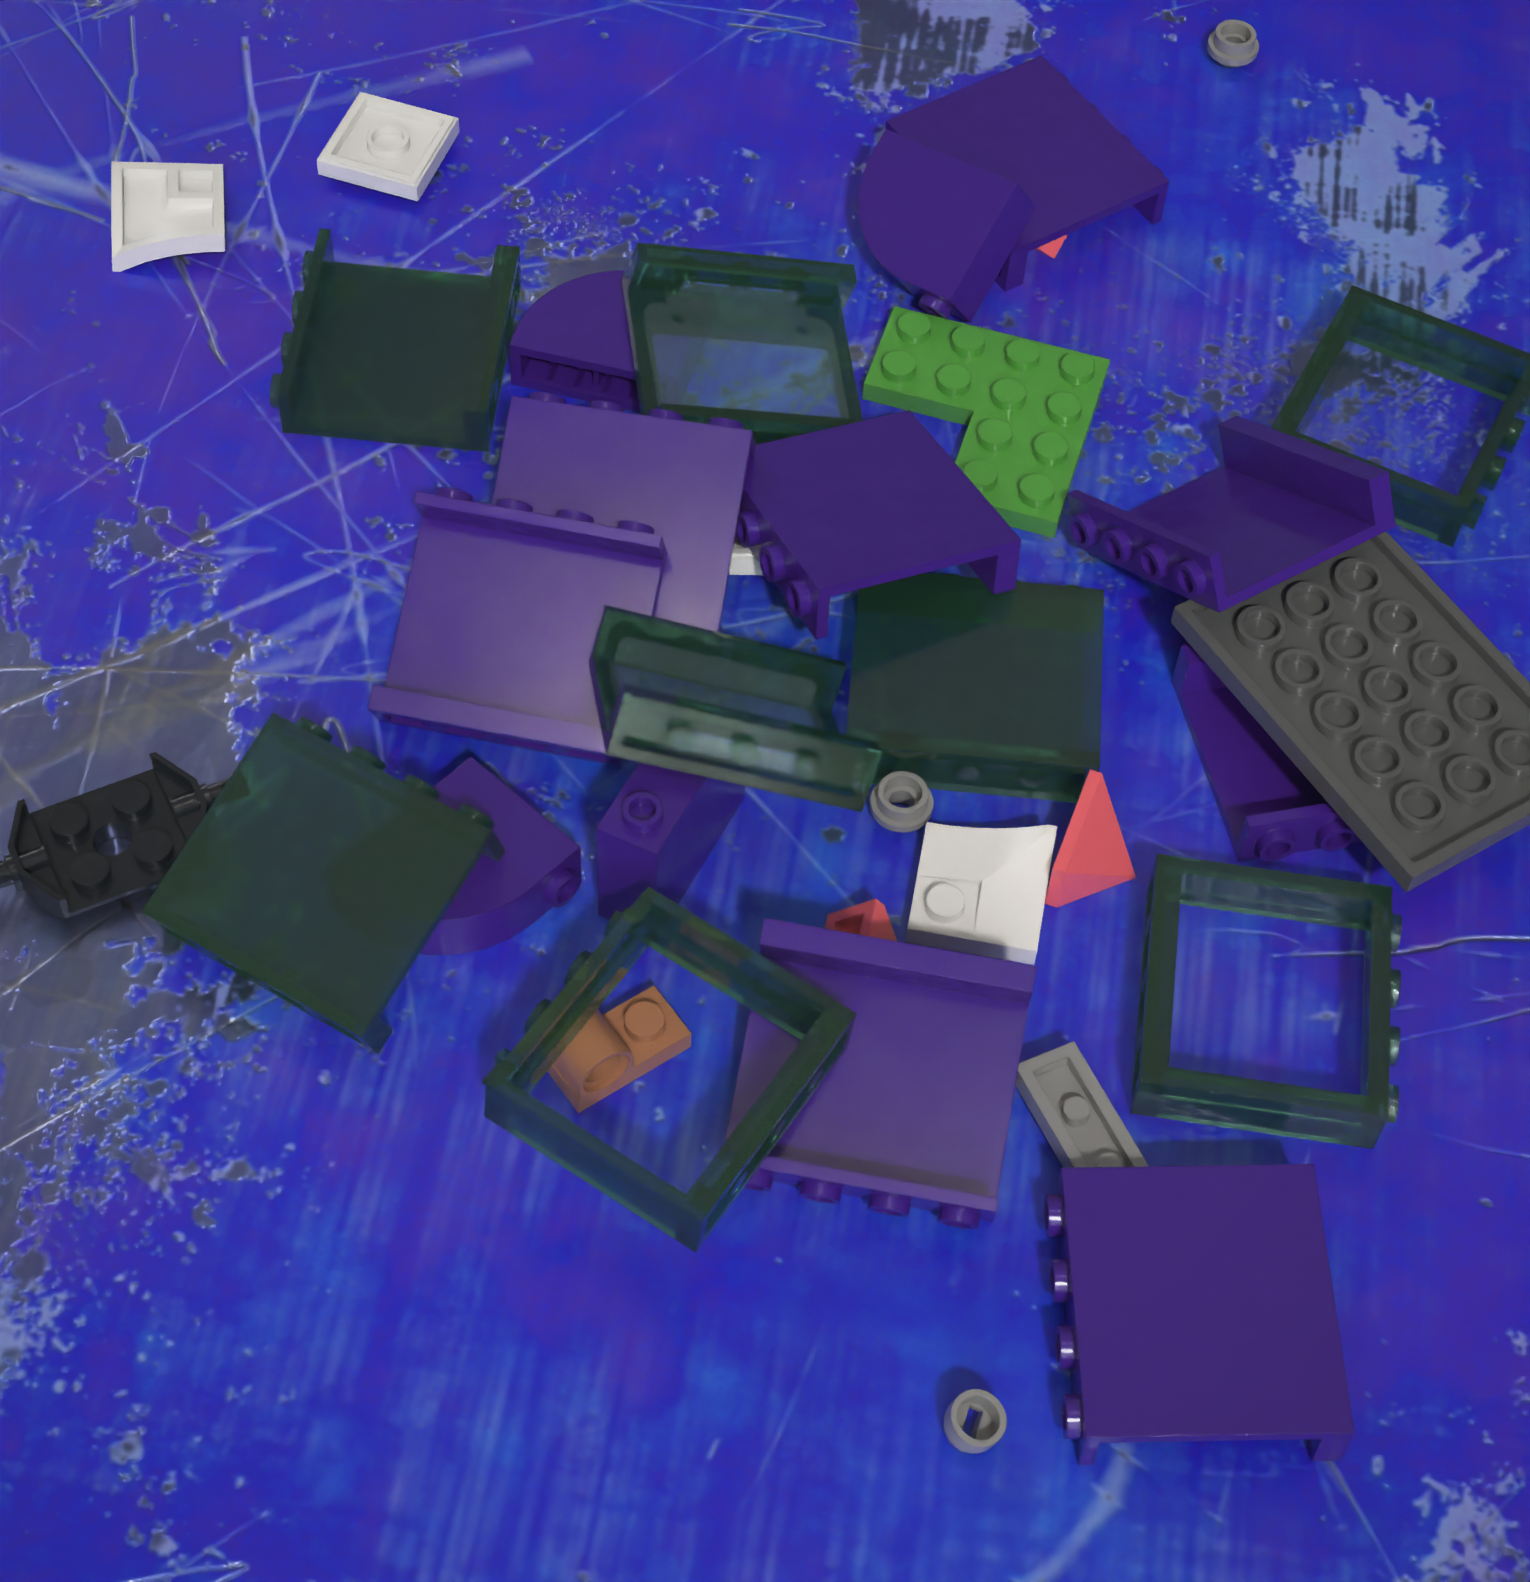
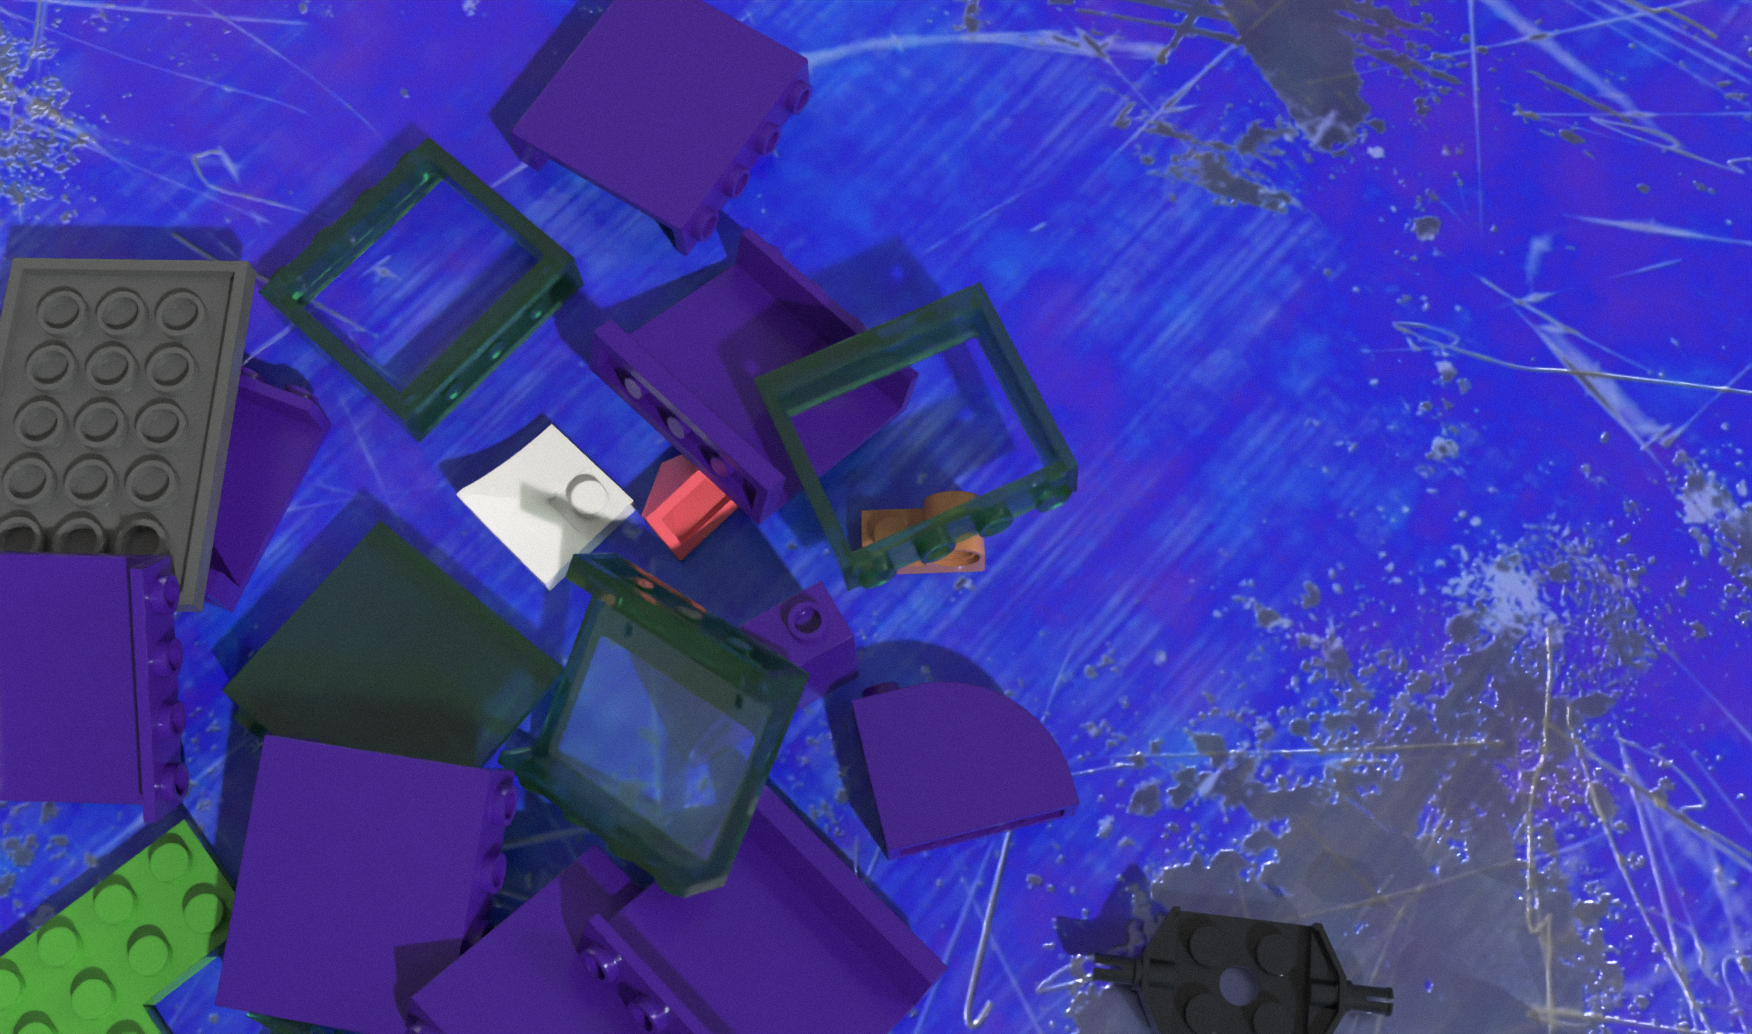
camera: 140 degrees left, 15 degrees up
(320, 875) = (1081, 796): panel -> none
(906, 789) = (537, 606): light grey plate -> none
(987, 1428) = (863, 130): light grey hinge -> none
(1075, 1111) = (631, 270): light grey plate -> none
(1092, 848) = (432, 487): coral slope -> none

